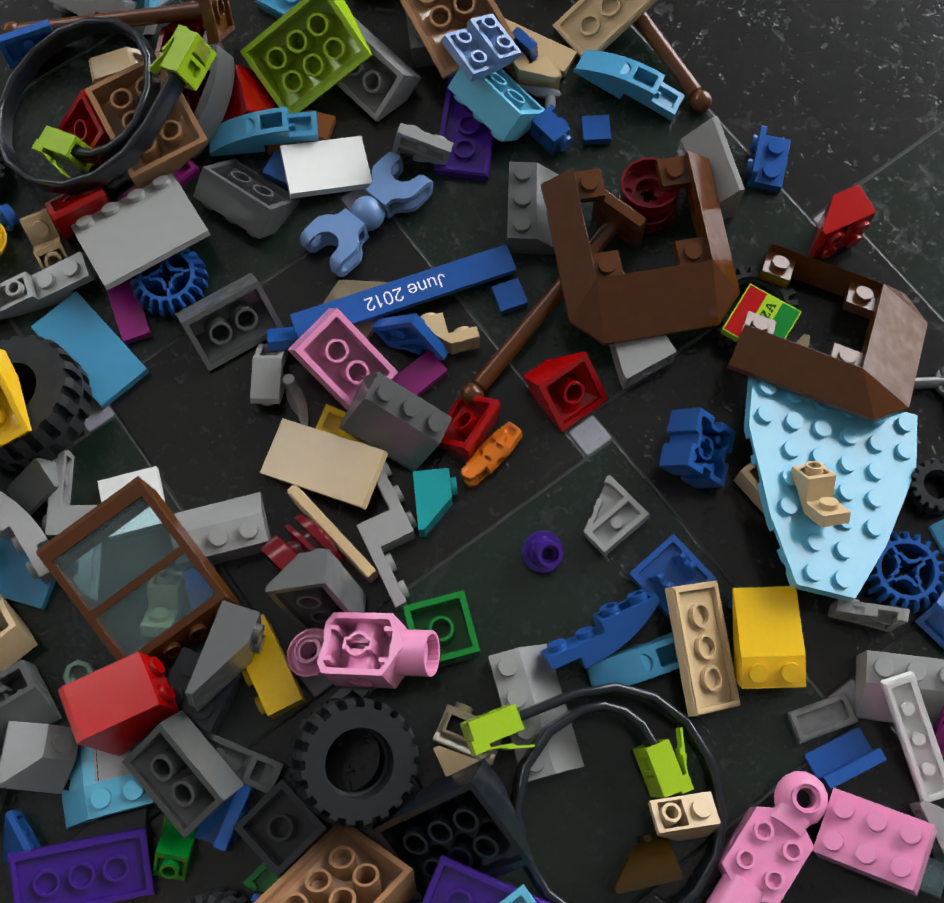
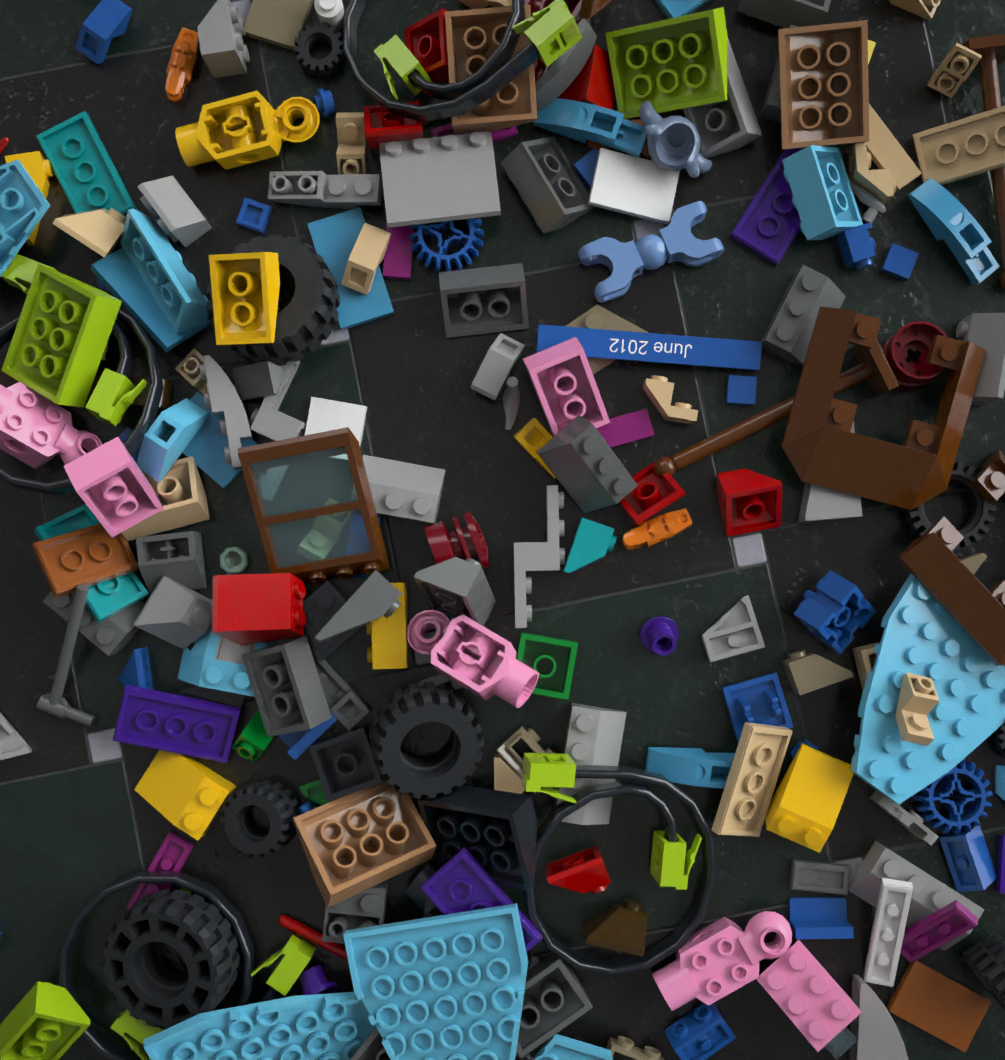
camera: 25 degrees right, 15 degrees up
(97, 330) = (365, 258): none -> tan slope
(281, 338) = (522, 339): blue tile -> none
(324, 463) = (510, 474): tan tile -> none
(342, 544) = (490, 537): tan tile -> none
(343, 113) = (673, 142): none -> sand blue piece
(409, 334) = (636, 389): blue wing -> none
(422, 145) = (731, 210): light grey wing -> none
(481, 47) = (832, 140): medium blue slope -> none
(526, 44) = (876, 147): blue tile -> none
(581, 826) = (579, 872): none -> red slope
(614, 627) = (685, 731): blue slope -> none
(685, 816) = (669, 905): tan slope -> none
(707, 516) = (811, 672): none -> dark tan slope
(764, 304) = (959, 512): tile -> none

